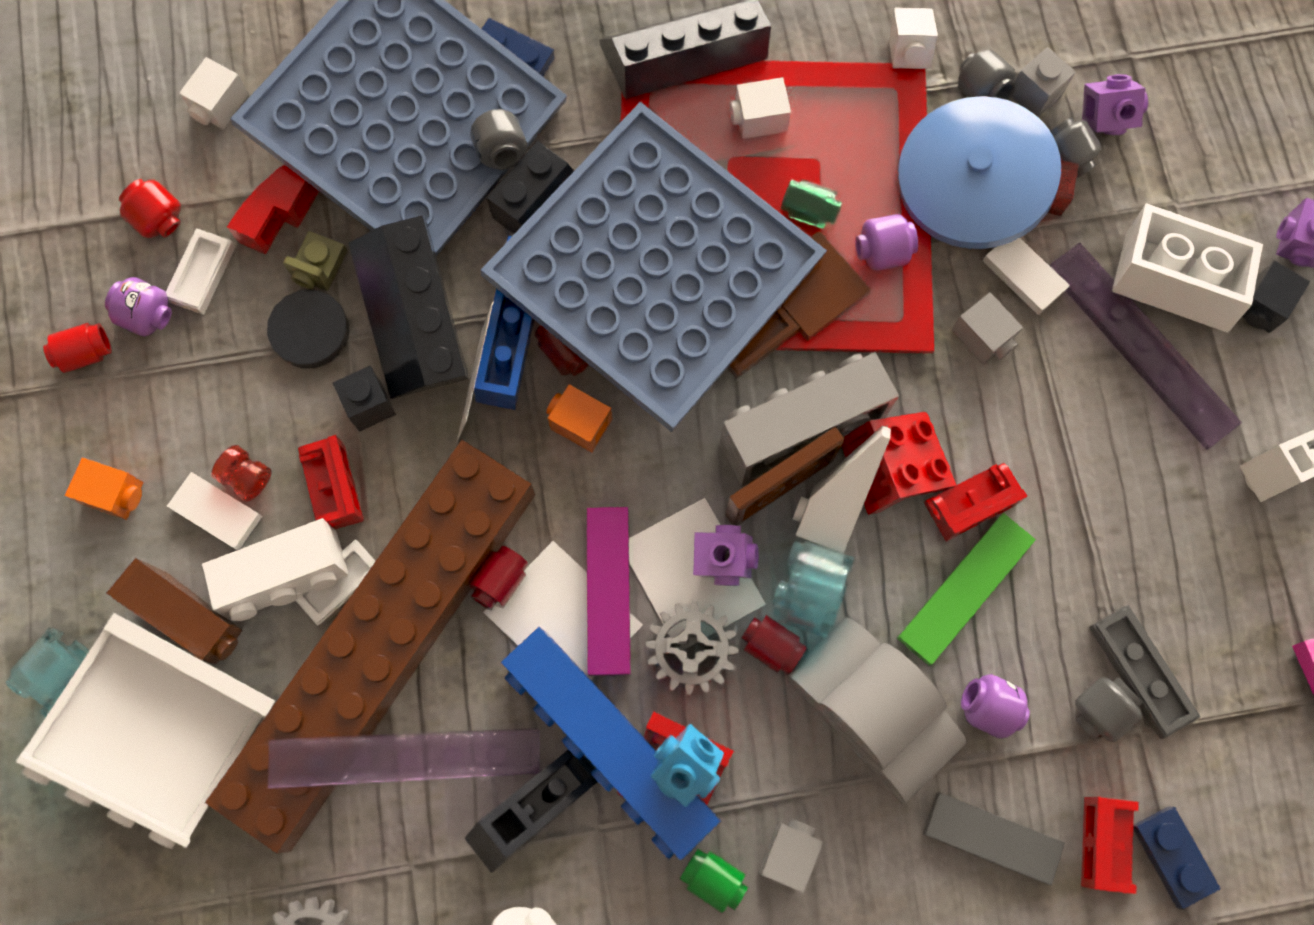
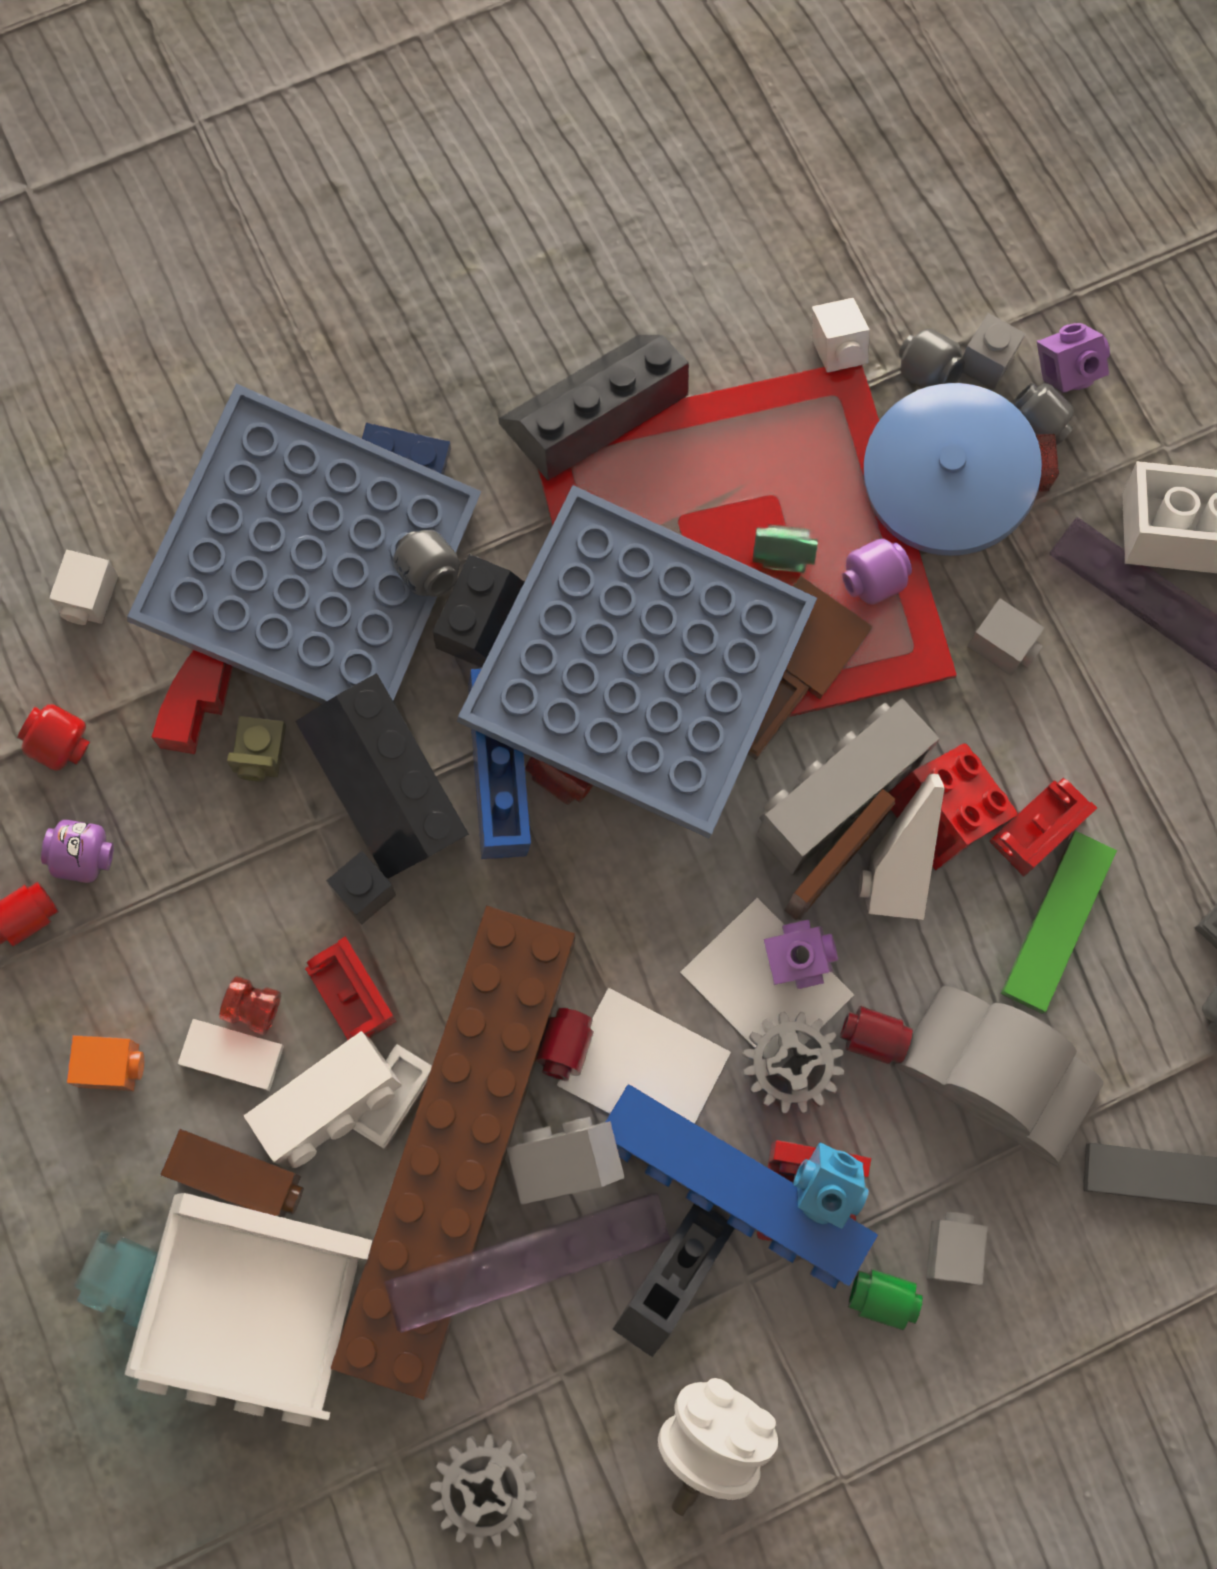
camera: 20 degrees left, 0 degrees up
(200, 271) = (129, 792): white tile -> none
(308, 328) = (271, 825): black tile -> none
(464, 679) = (565, 1162): none -> light grey brick
(474, 373) = (479, 829): white sticker -> none
(579, 417) = (599, 847): orange brick -> none
(608, 592) = (685, 1026): magenta tile -> none
(761, 108) = (700, 455): white brick -> none
(814, 588) = (906, 964): clear light blue brick -> none
(995, 706) = (1122, 1037): medium lavender head -> none
(1026, 274) = (1030, 566): white tile -> none

